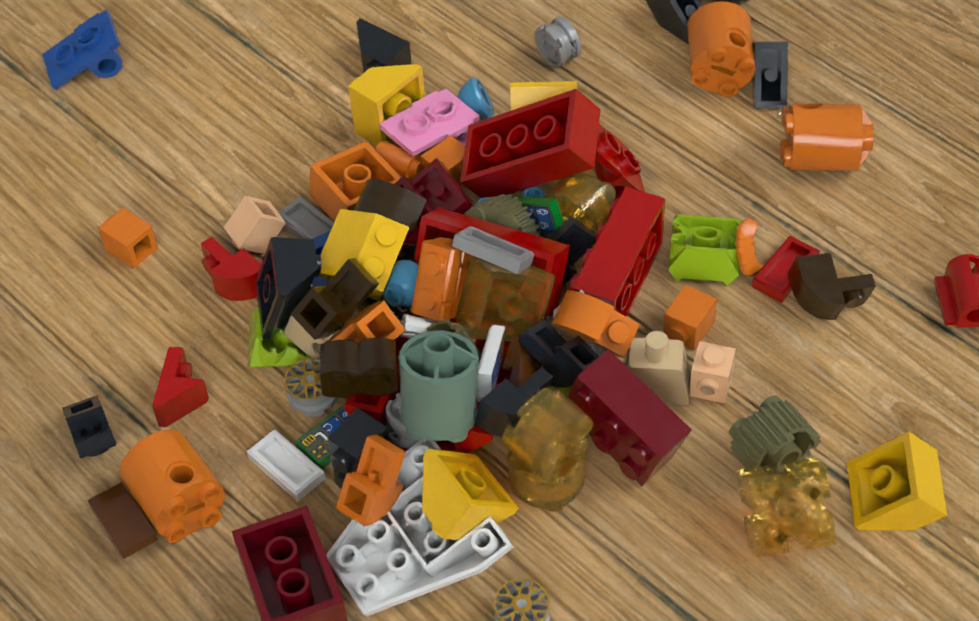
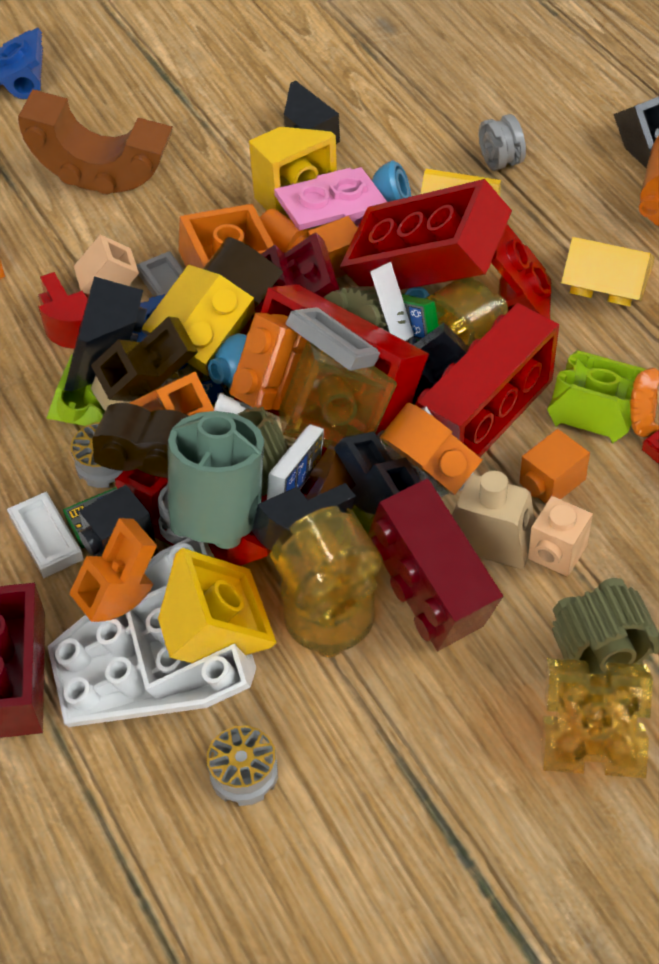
camera: 15 degrees right, 0 degrees up
(202, 125) = (86, 157): none -> dark orange brick
(521, 206) = (391, 301): none -> white sticker
(682, 140) = (607, 270): none -> yellow slope

